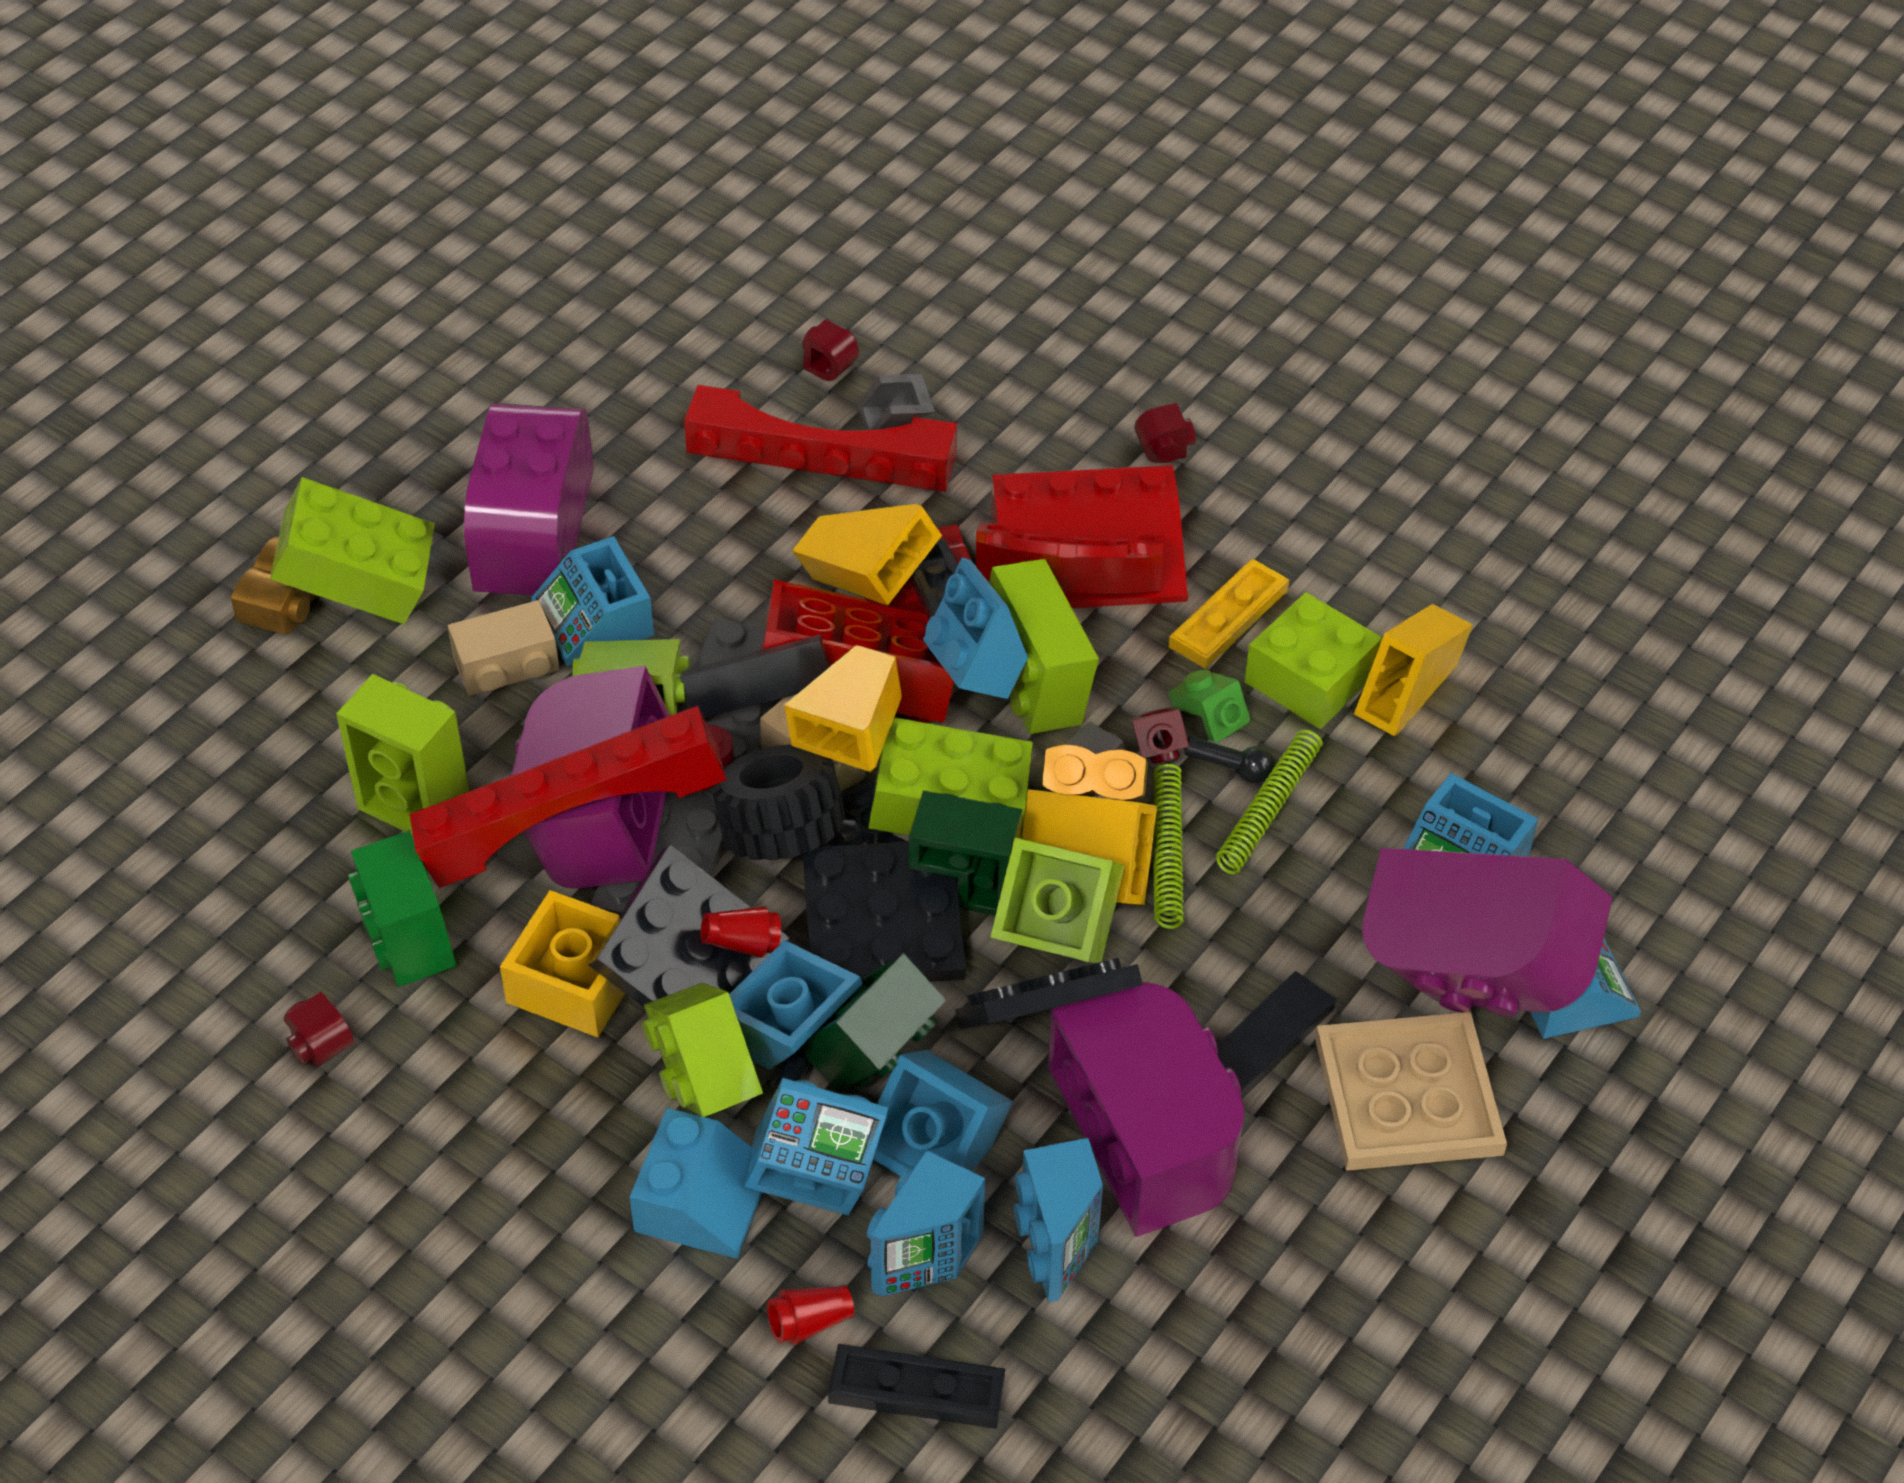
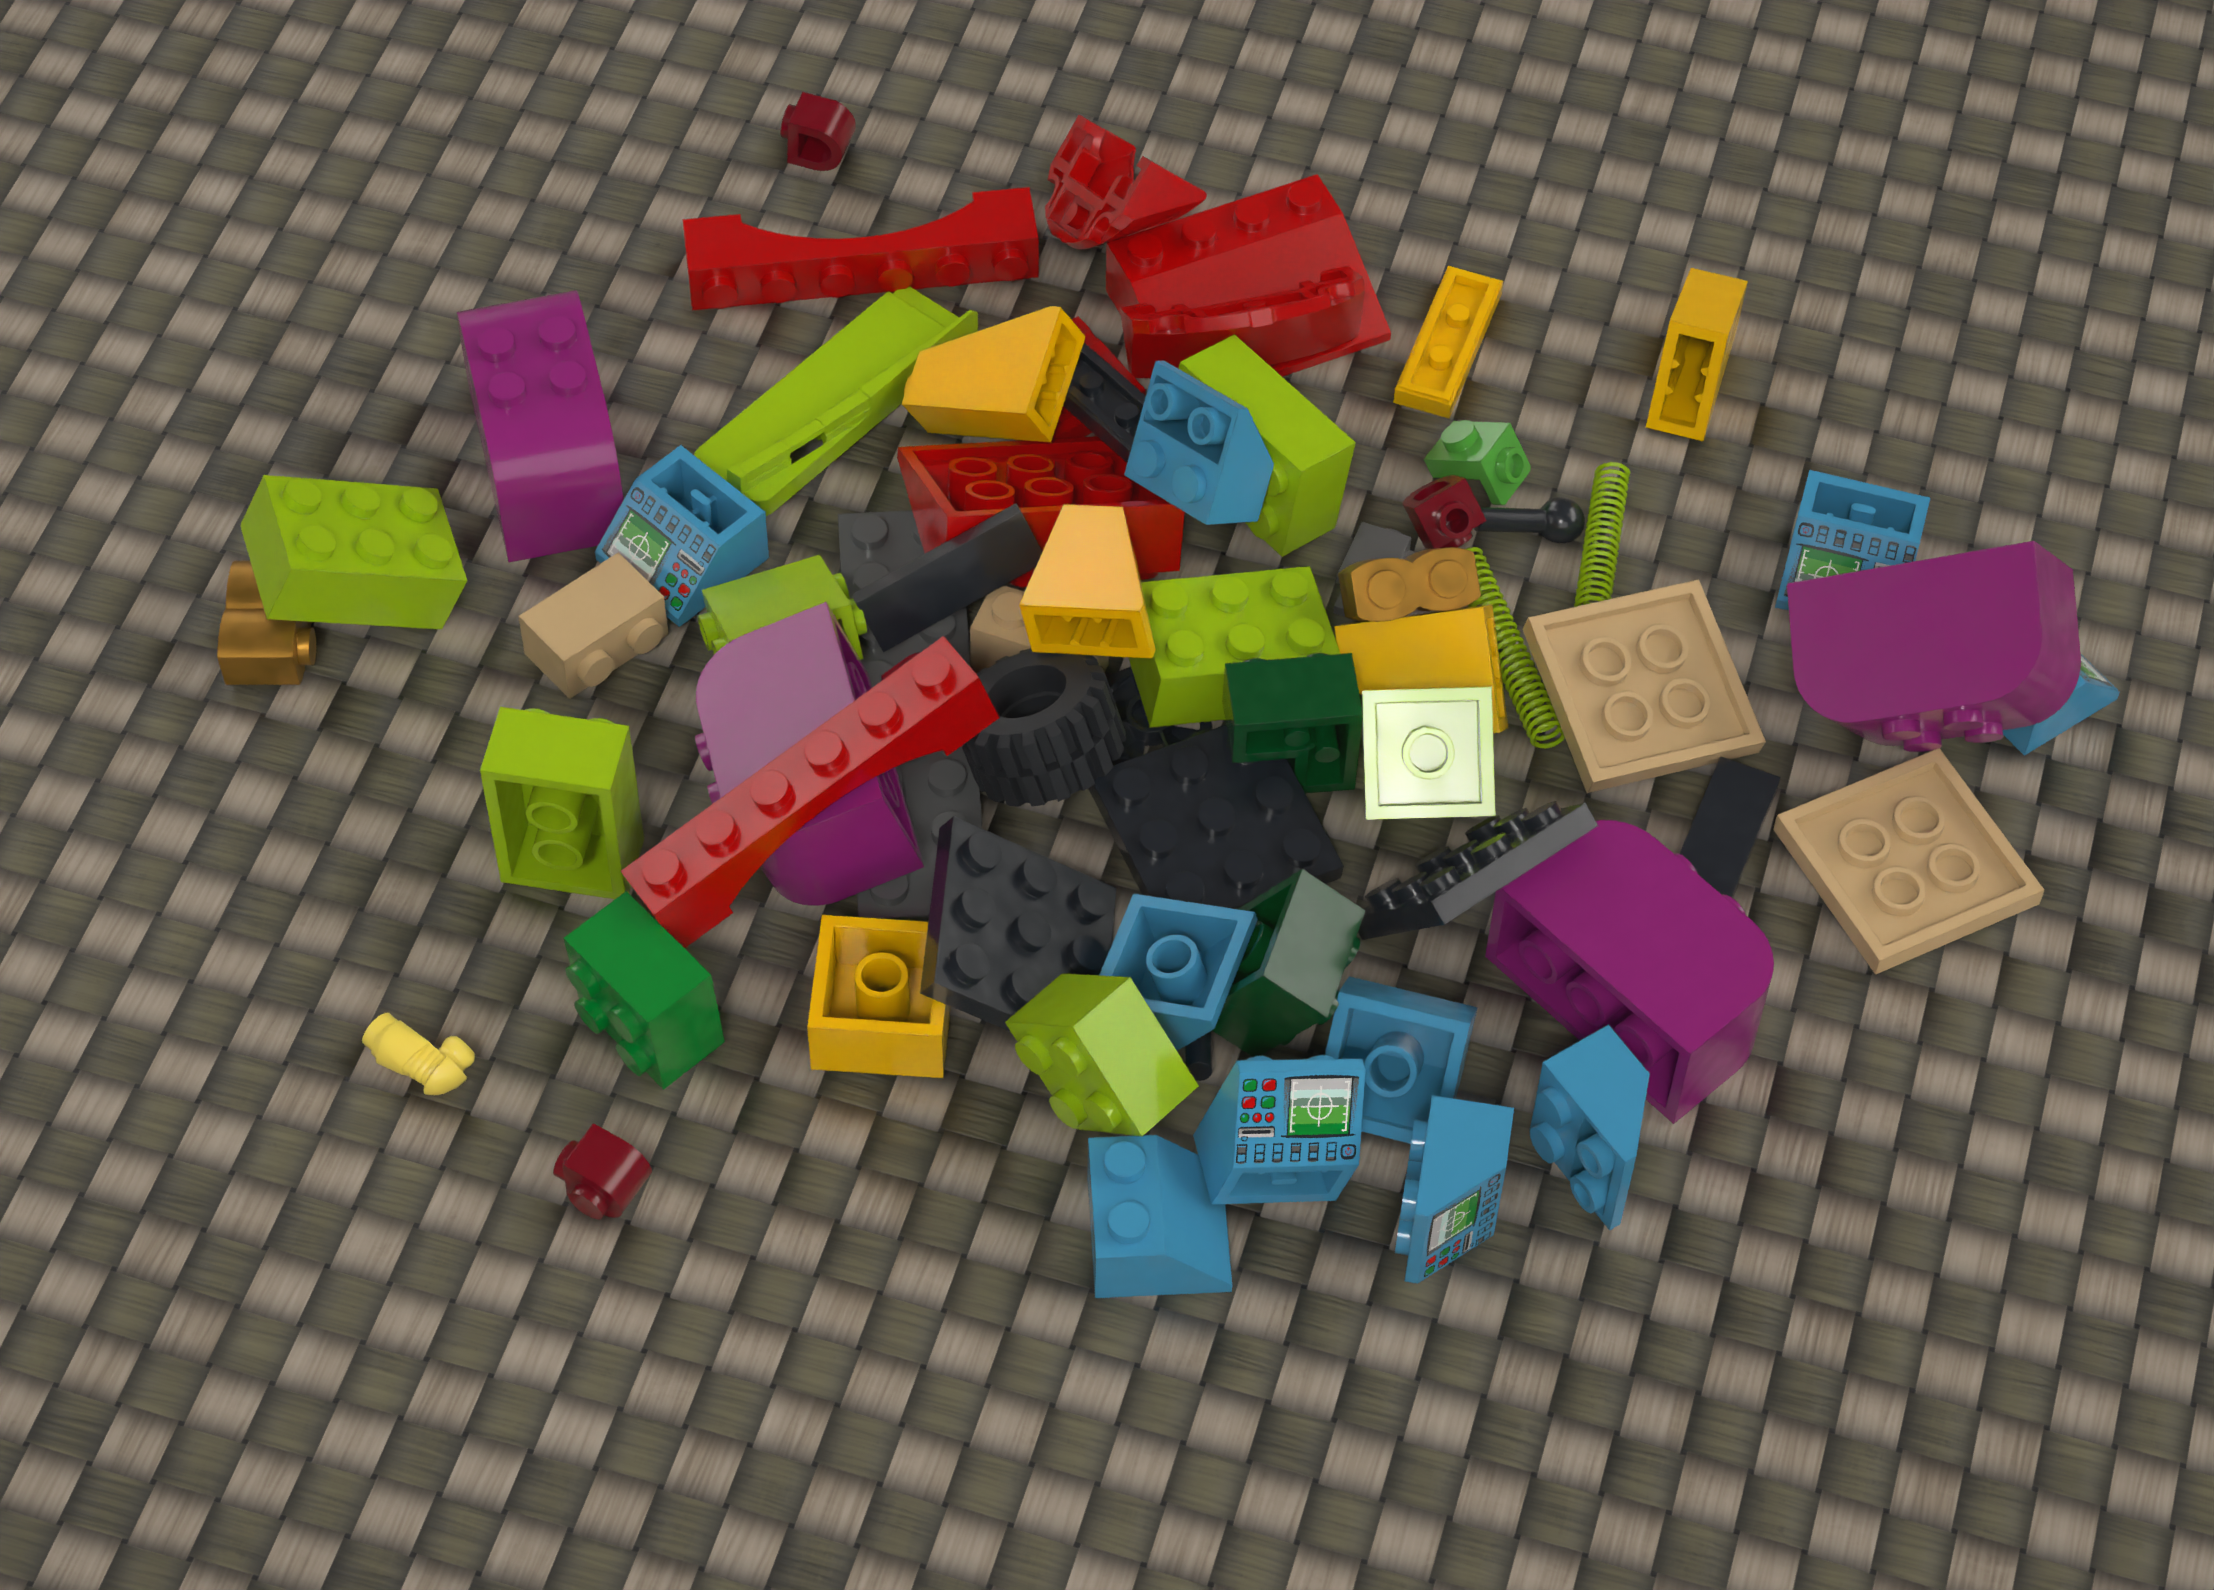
camera: 20 degrees left, 5 degrees up
(227, 907) = (411, 1055): none -> light yellow arm
(743, 536) = (830, 397): none -> lime piece
(743, 930) = (1082, 896): red cone -> none
(808, 1311) = (1349, 1329): red cone -> none
(895, 401) = (939, 181): flat silver window -> none
(916, 1386) = (1510, 1373): black tile -> none
(1017, 438) = (1097, 191): none -> red windscreen
(1164, 433) = (1277, 134): dark red plate -> none
(1254, 900) = (1643, 685): none -> tan plate
(1312, 660) = (1578, 374): lime brick -> none

